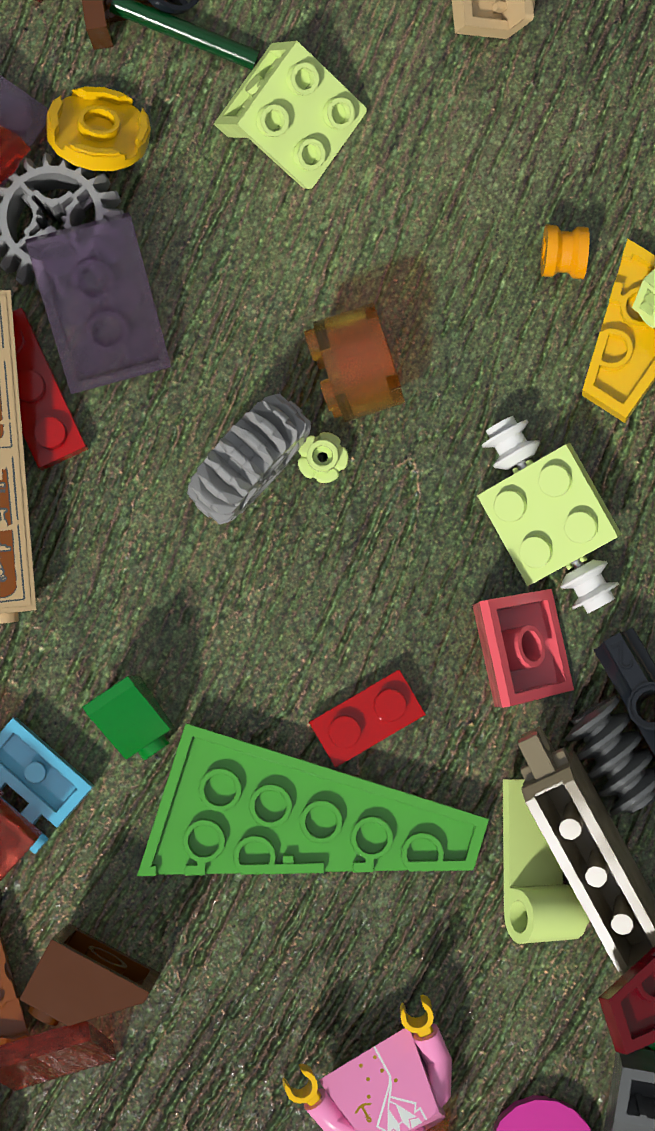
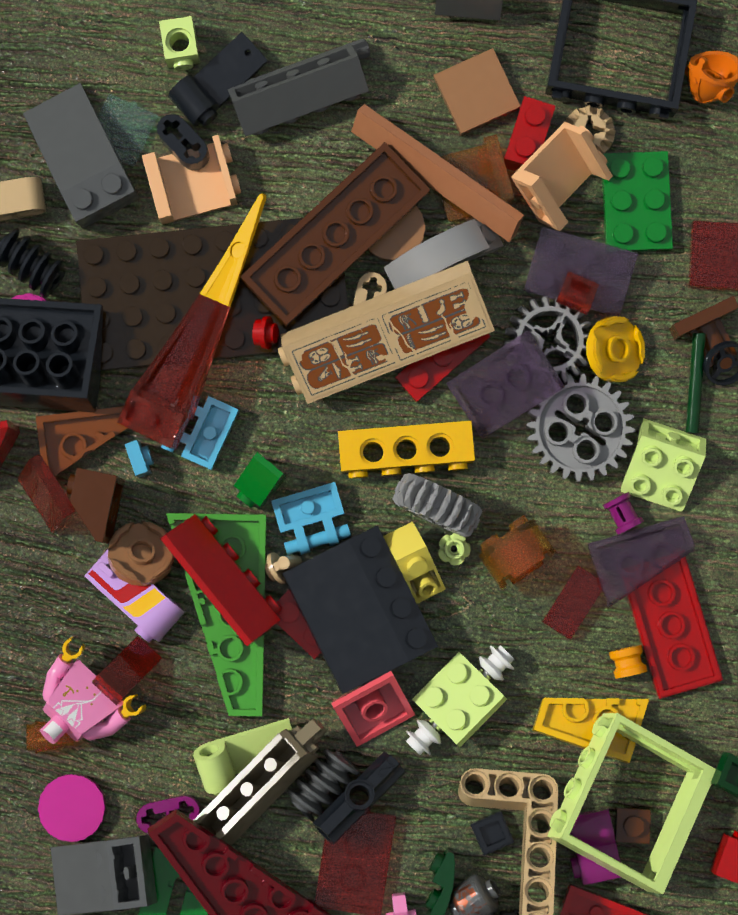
camera: 75 degrees right, 0 degrees up
(40, 891) = (139, 457): none -> medium azure plate
(153, 401) = (456, 434): none -> yellow brick
(187, 933) = (139, 554): none -> medium nougat tile
(195, 656) = (308, 508): none -> medium azure plate
(231, 251) = (564, 453): none -> light grey gear
(249, 960) = (144, 605): none -> lavender door
(261, 821) = (221, 578): none -> red slope
(270, 728) = (277, 565): none -> tan plate
(324, 520) = (414, 562): none -> light yellow slope
(359, 1008) = (126, 670): none -> clear red tile
(360, 199) = (623, 513): none -> magenta bush
(372, 623) = (359, 610): none -> black slope
(414, 189) = (638, 556): none -> clear purple wing
(454, 306) = (573, 603): none -> clear red tile
(528, 176) = (674, 632): none -> red tile
(581, 1005) = (167, 805): none -> magenta beam

